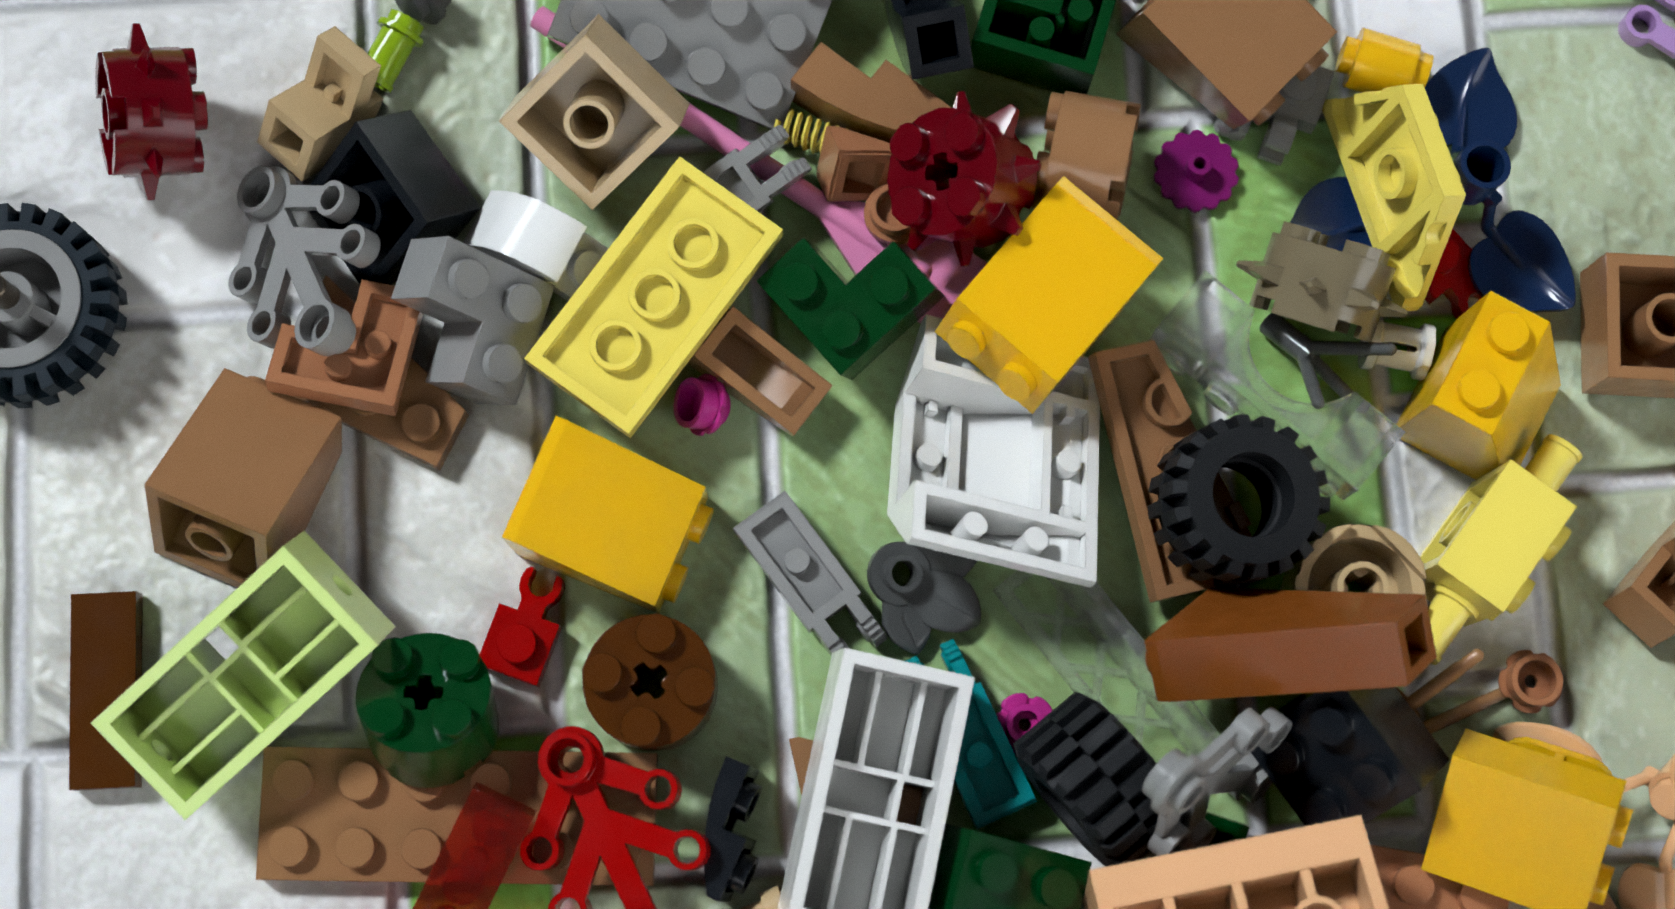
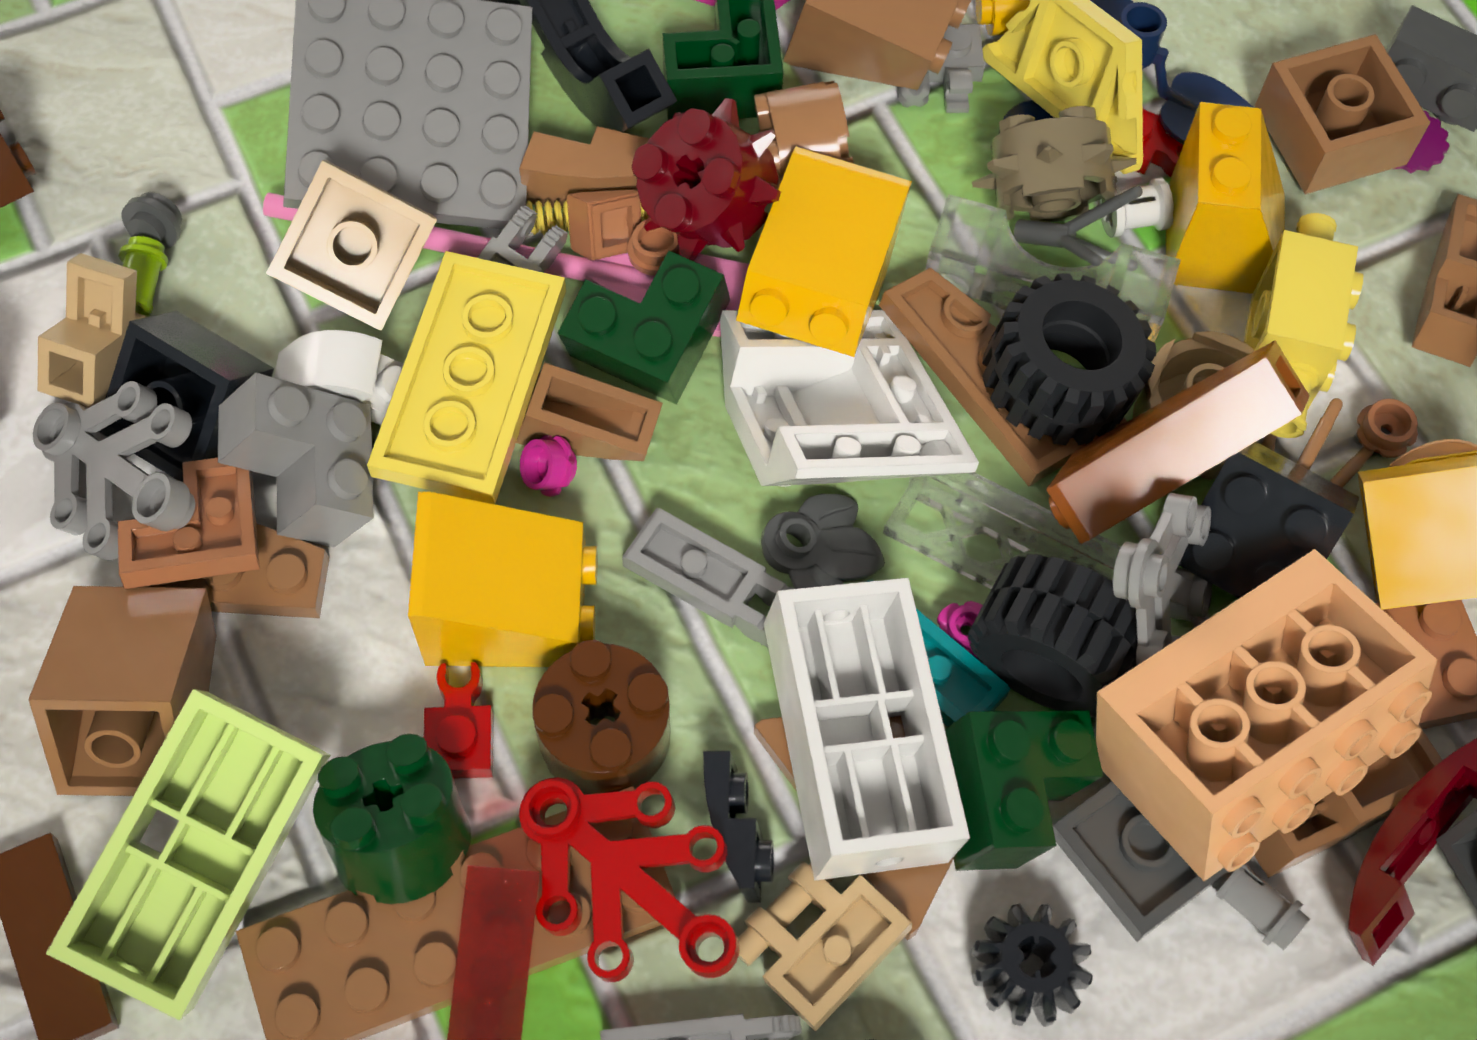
camera: 20 degrees left, 15 degrees down
(1196, 171) = (900, 139): magenta piece -> none

